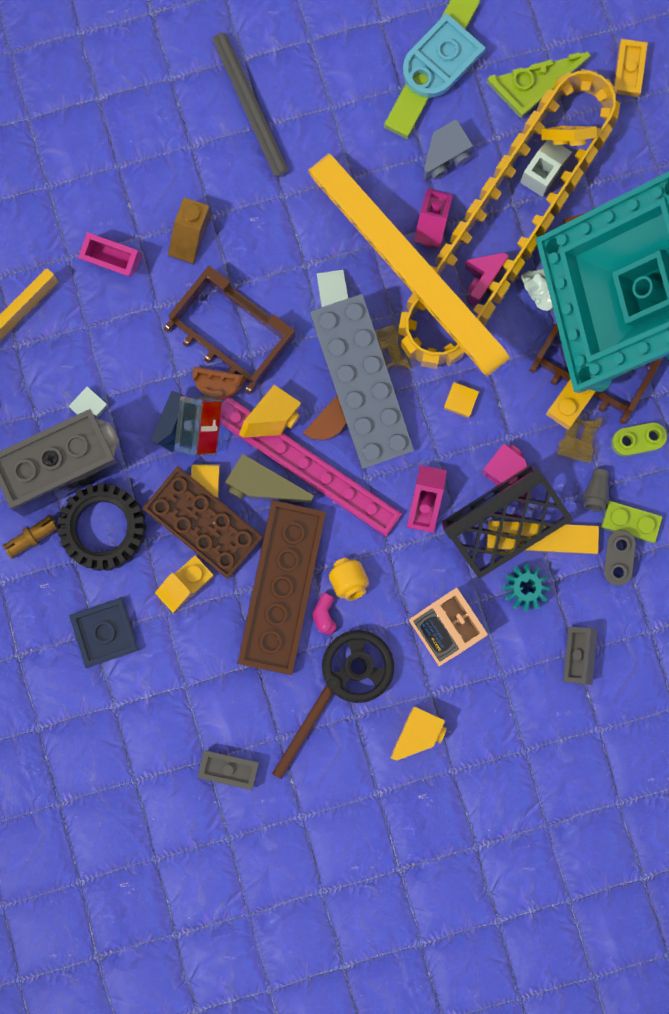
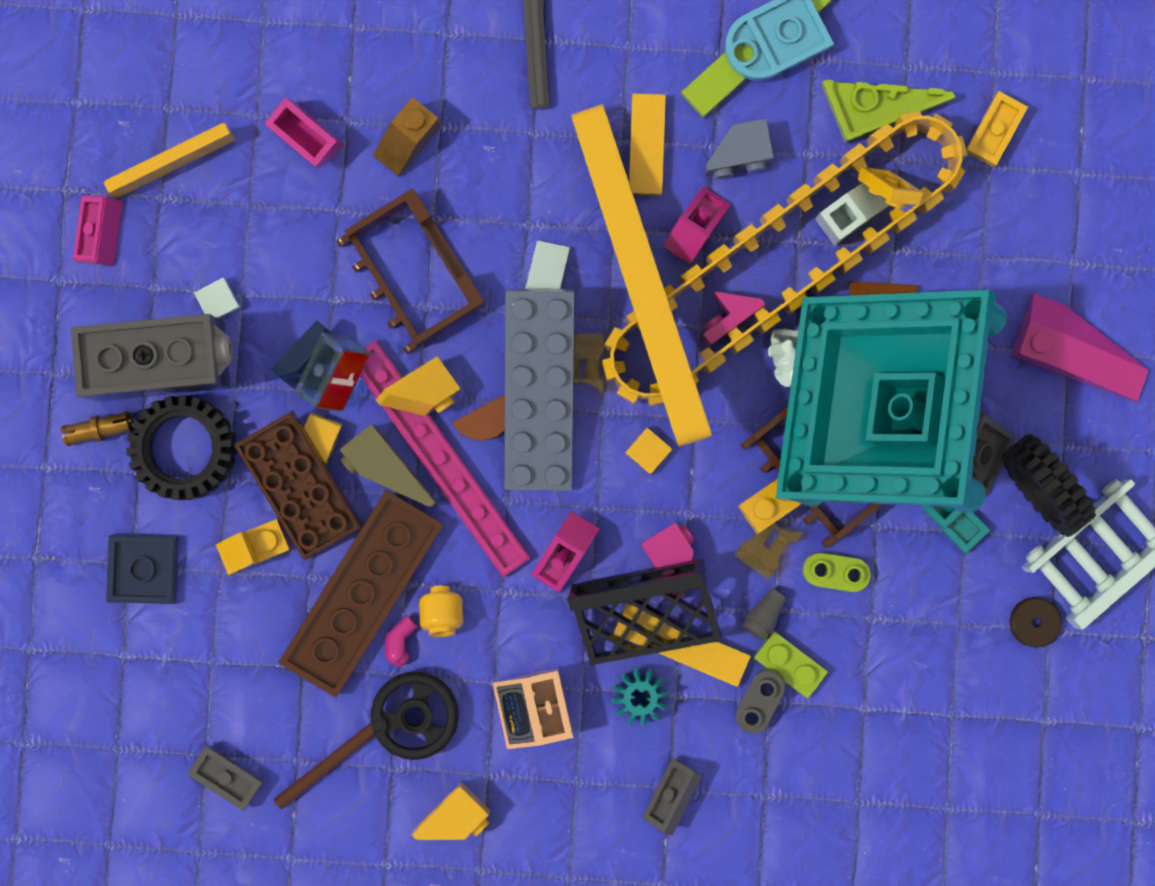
camera: 20 degrees right, 5 degrees up
(217, 383) = (372, 329): dark orange tile -> none
(372, 171) = (647, 144): none -> yellow tile

